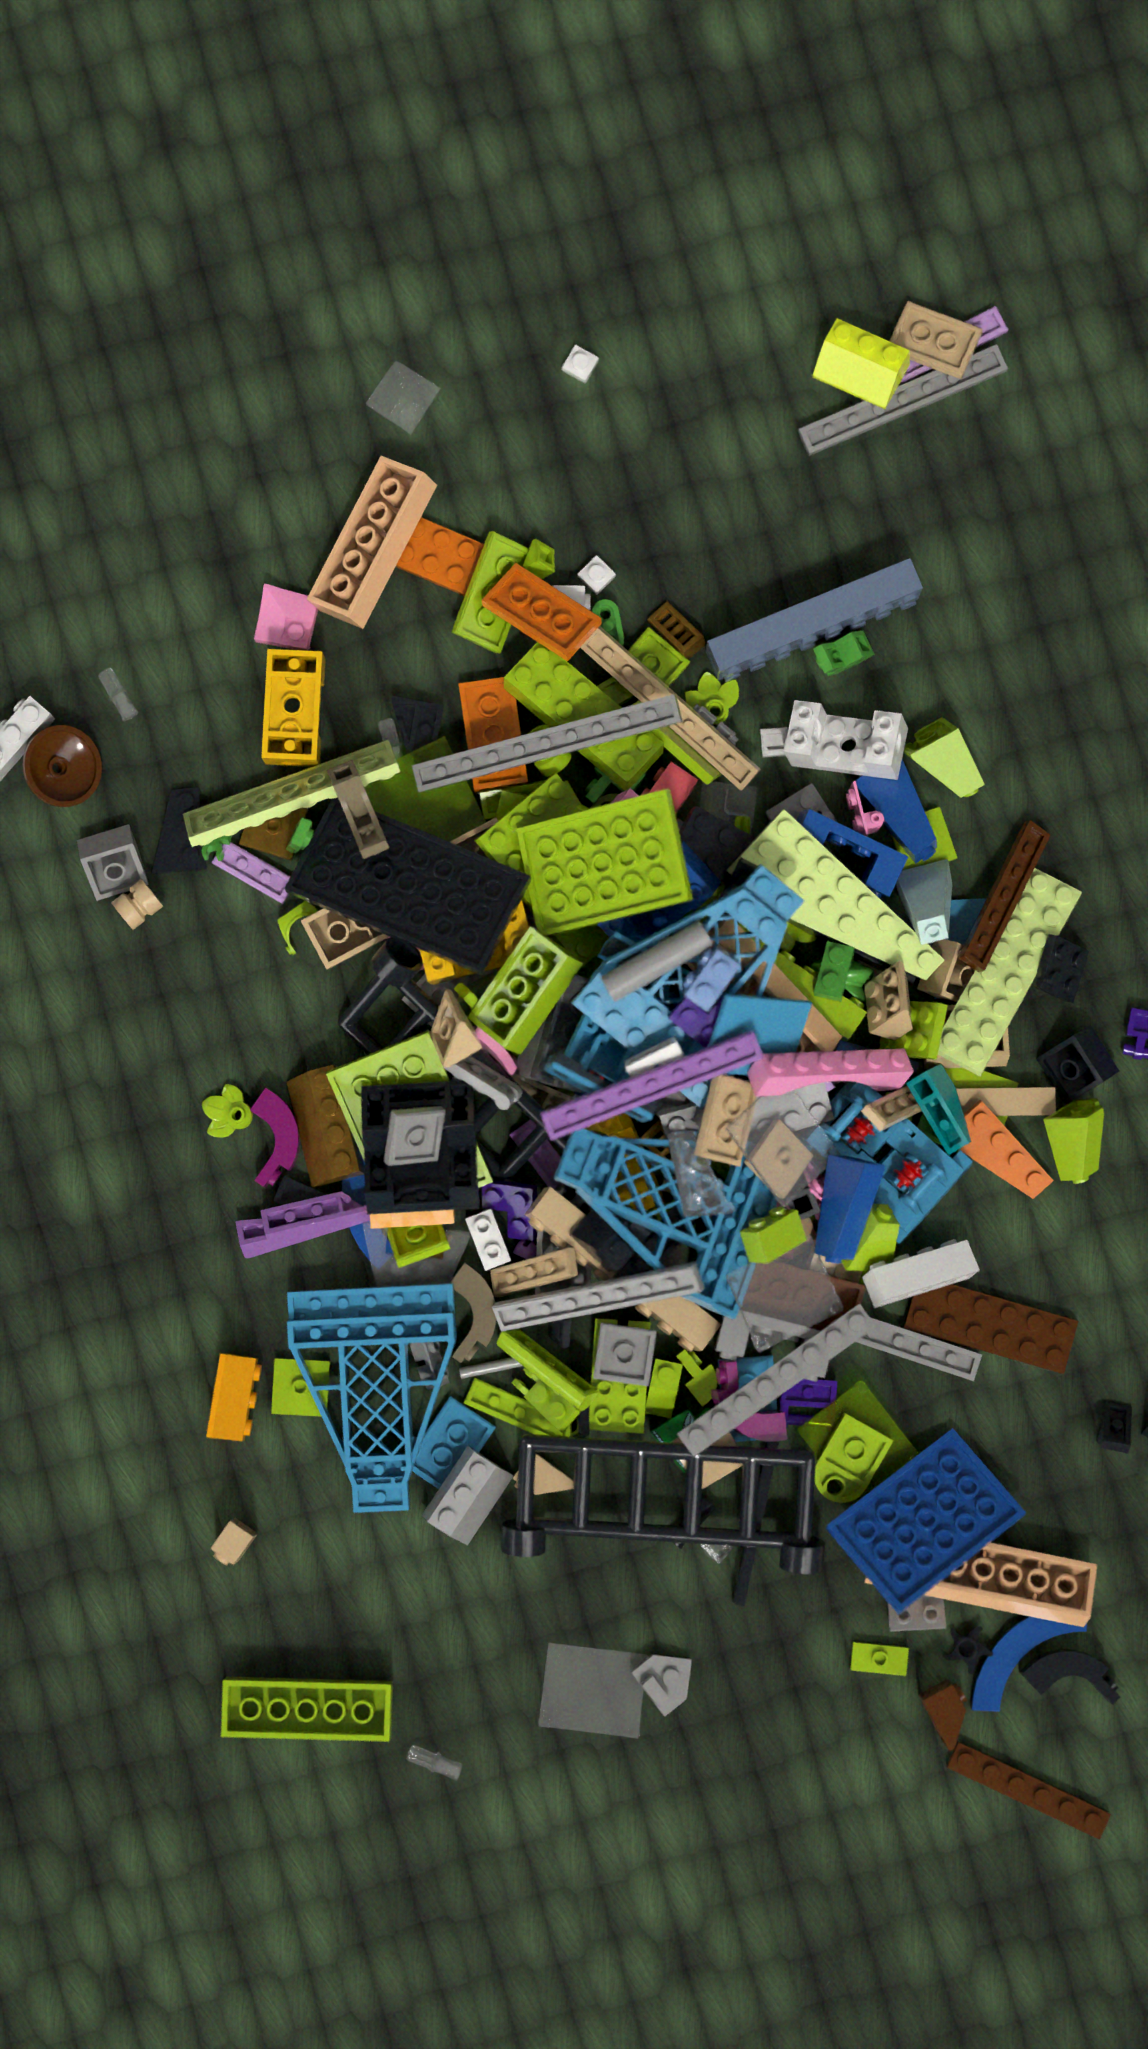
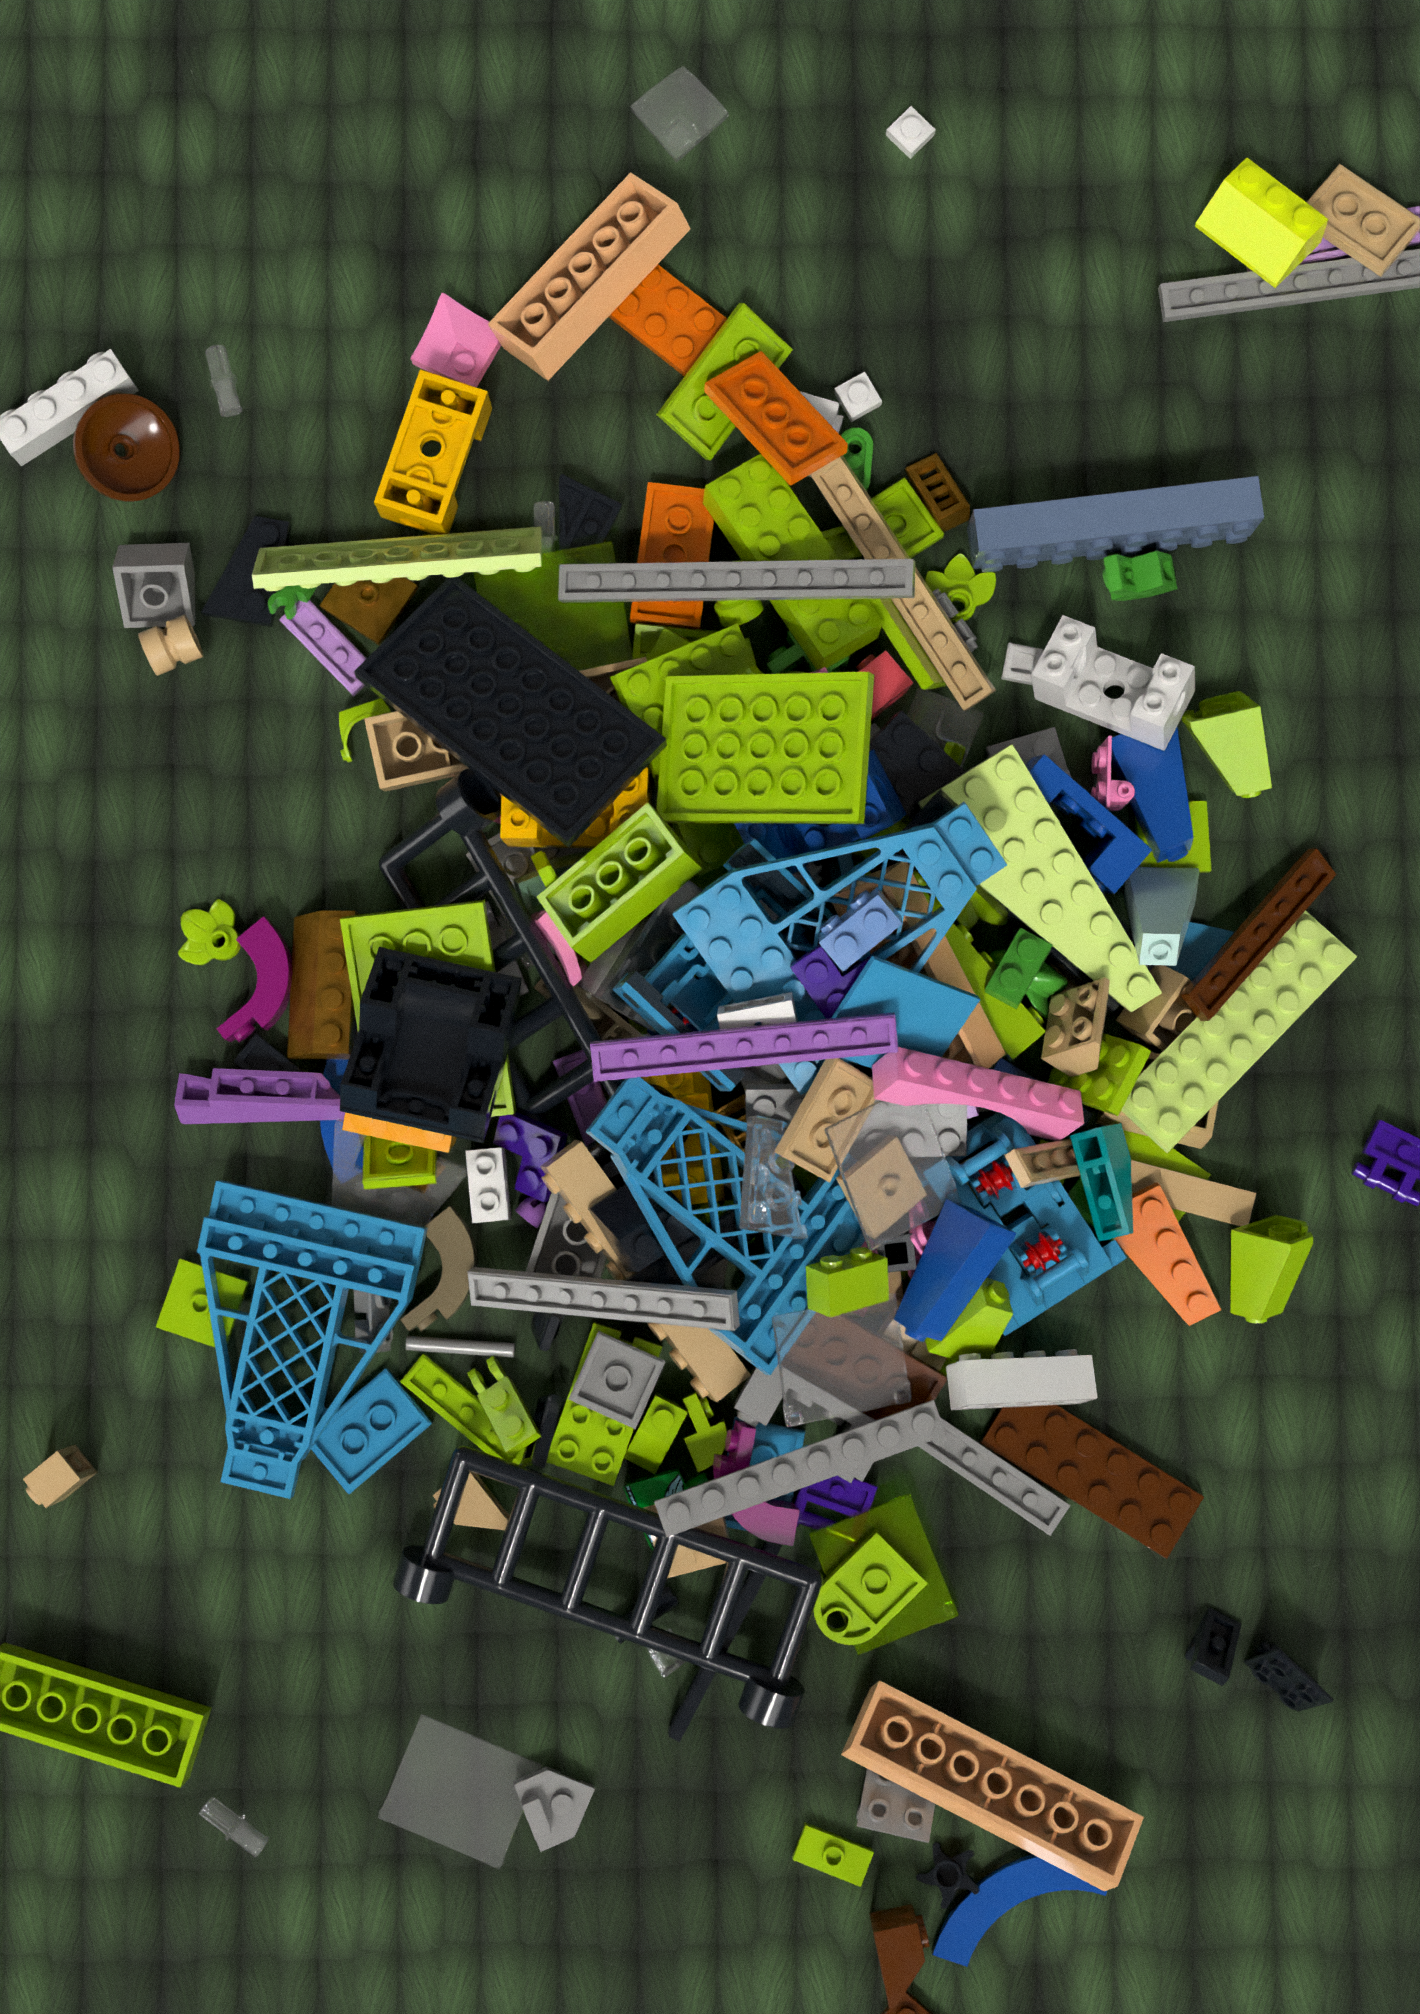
camera: 15 degrees right, 0 degrees up
(233, 1397) = (111, 1293): light orange slope -> none
(301, 836) = (392, 612): bright green plate -> none
(358, 809) = (473, 595): dark tan arch -> none
(414, 1135) = (426, 1027): light grey plate -> none
(453, 1032) = (513, 910): tan slope -> none
(467, 1496) = (369, 1501): light grey slope -> none
(486, 1081) = (535, 980): light grey plate -> none
(534, 1272) = (533, 1243): tan tile -> none
(540, 559) = (793, 356): lime slope -> none
(547, 1368) = (516, 1369): lime brick -> none
(656, 961) = (795, 889): light grey brick -> none
(925, 1521) = (940, 1701): blue plate -> none
(1060, 968) = (1304, 1045): black plate -> none
(1060, 1663) = (1061, 1927): black arch -> none
(1077, 1064) = (1292, 1172): black slope -> none

